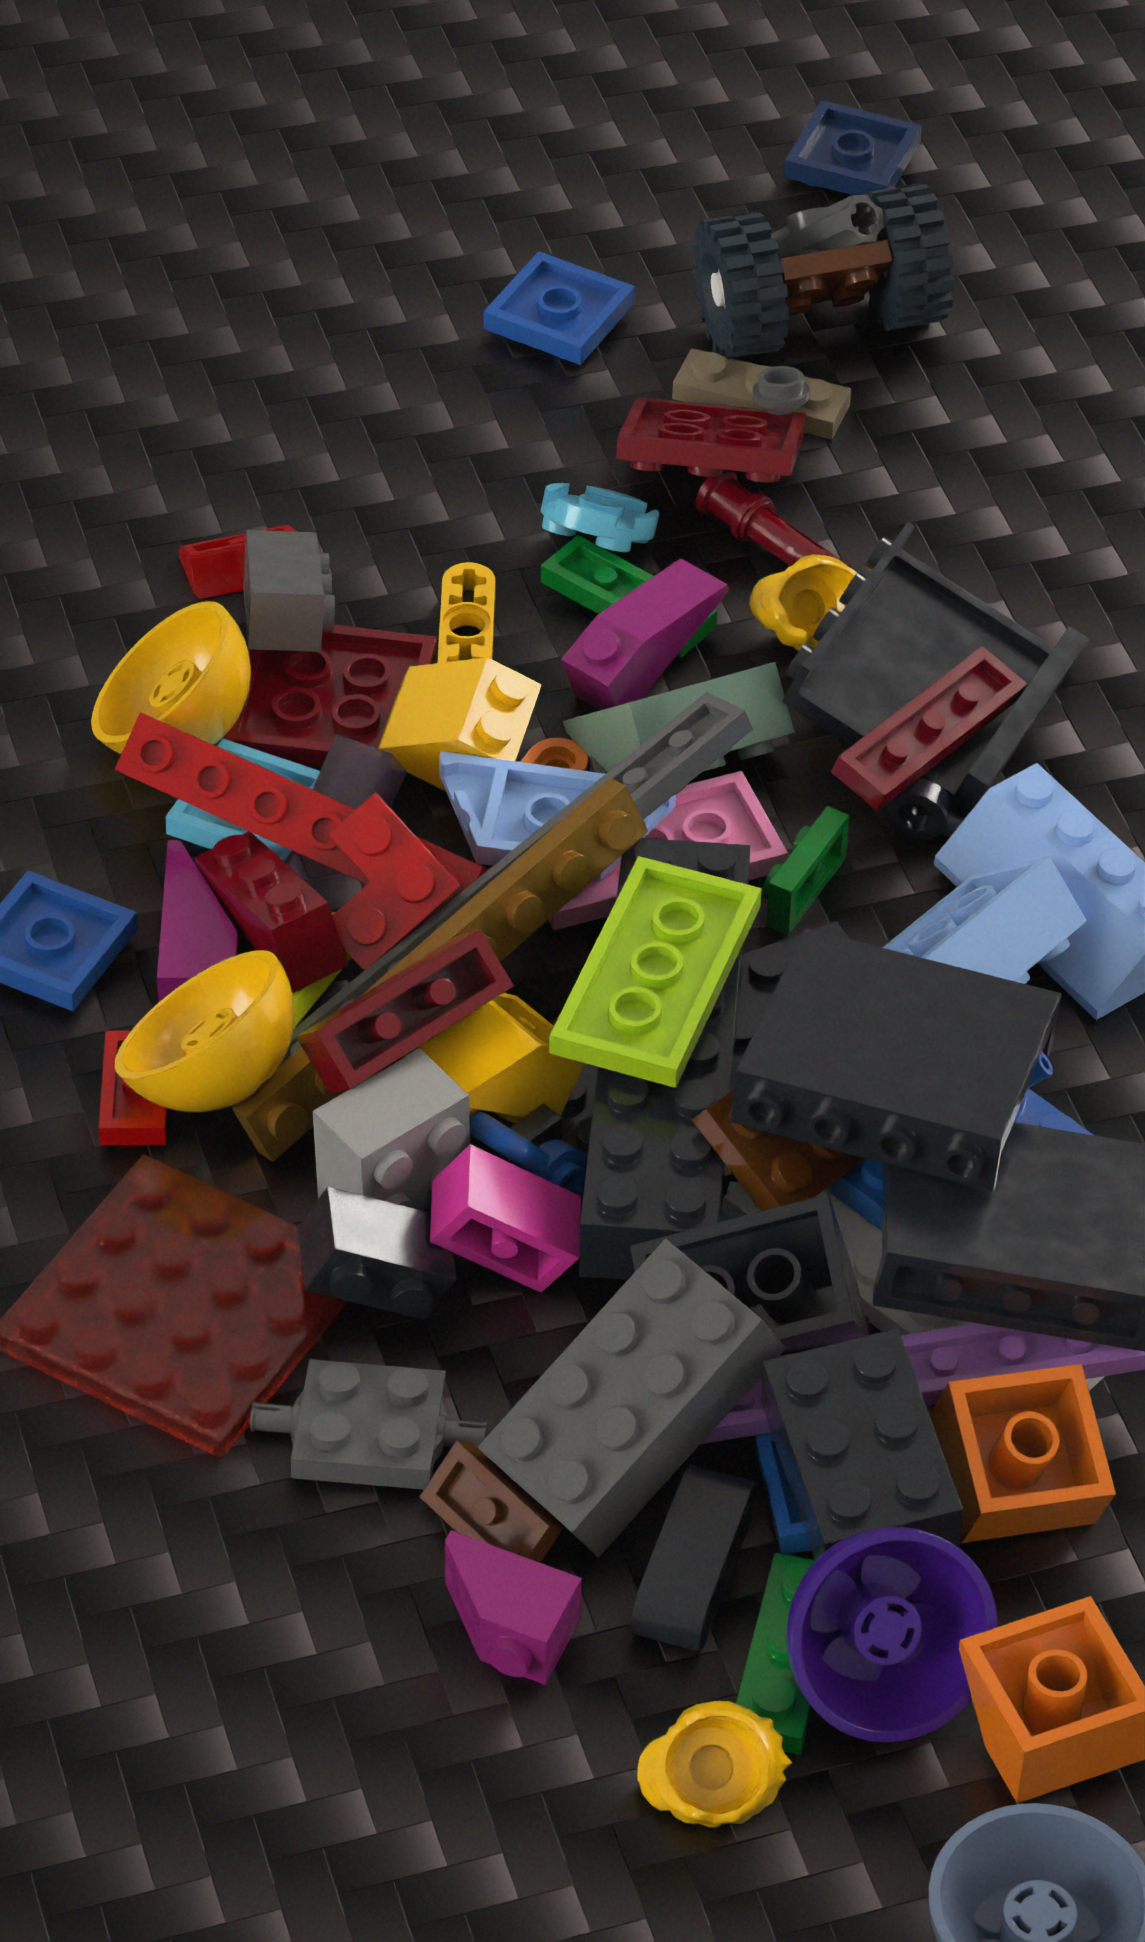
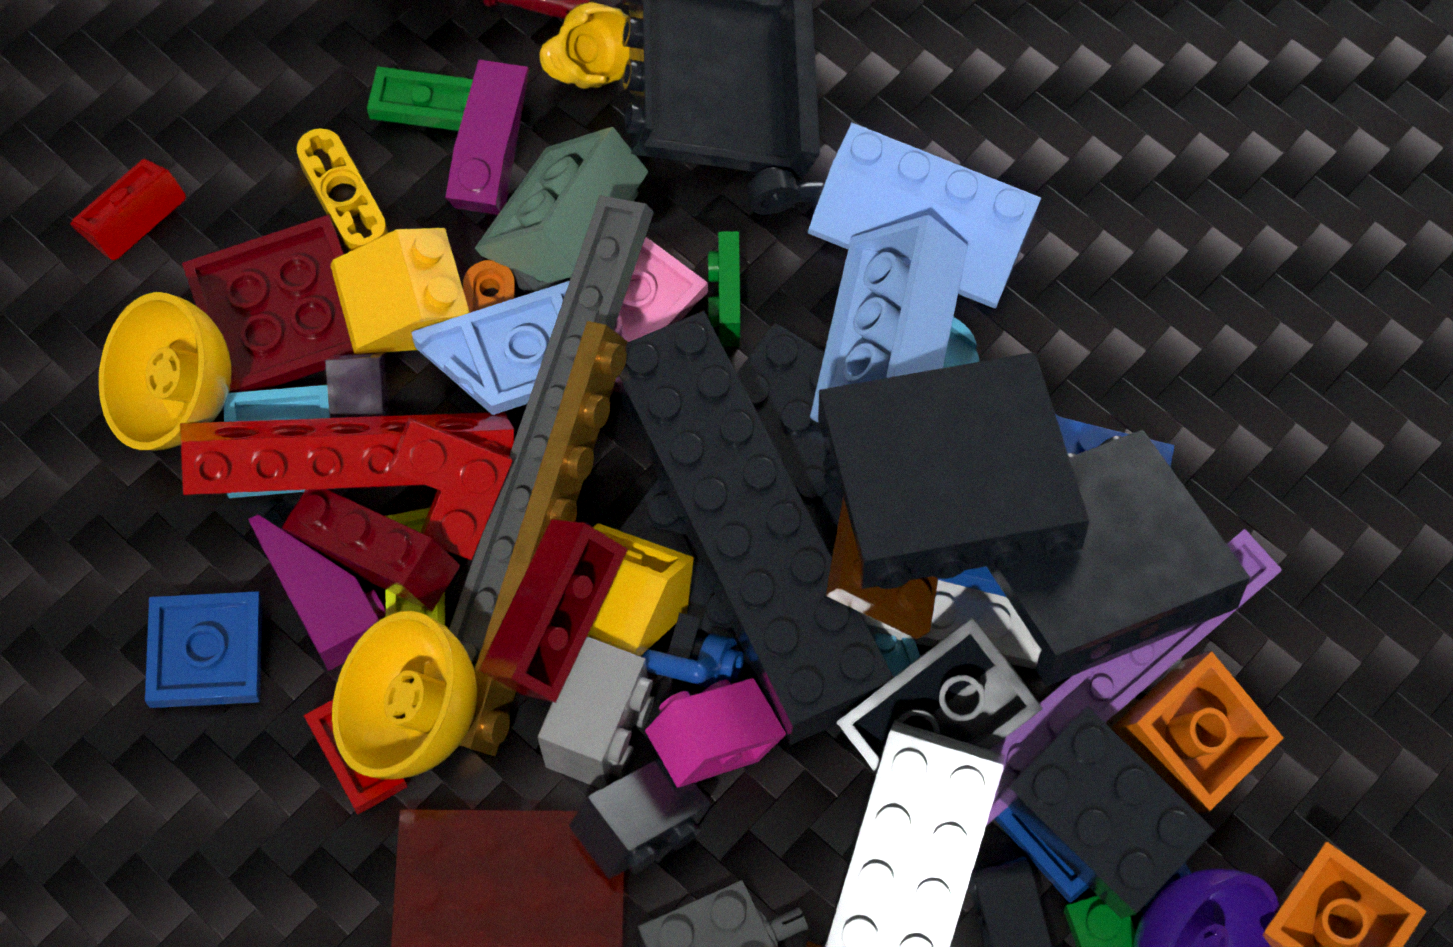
camera: 30 degrees left, 20 degrees up
(286, 591) = (195, 236): dark grey brick -> none
(599, 512) = (383, 42): medium azure plate -> none
(655, 972) = (720, 476): lime plate -> none
(928, 728) = (752, 127): dark red plate -> none

